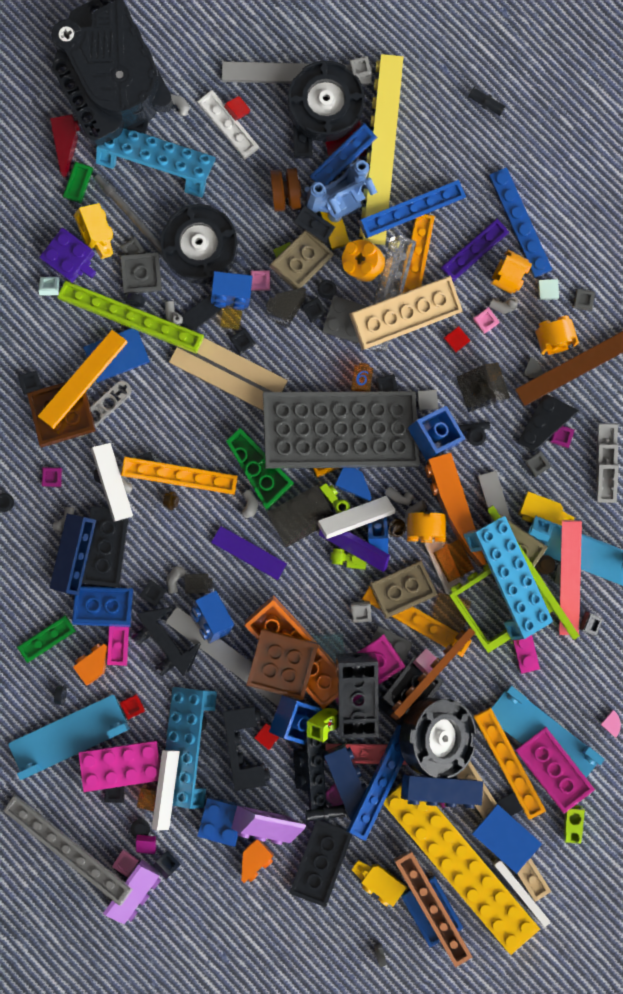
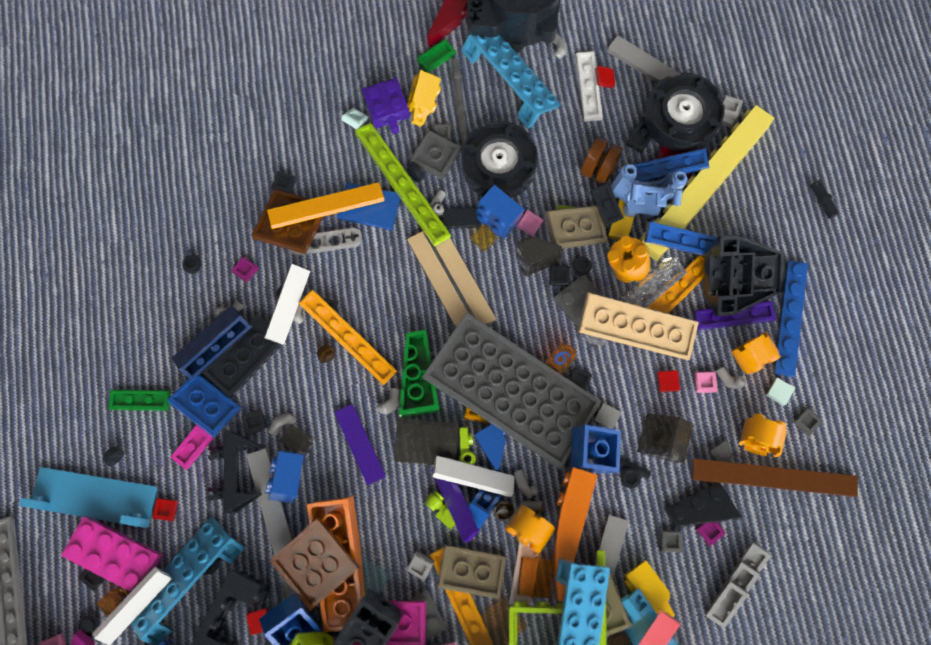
camera: 35 degrees right, 10 degrees down
(92, 666) = (157, 449): orange slope -> none
(242, 341) = (480, 262): black tile -> none
(460, 214) = (741, 274): none -> black wedge

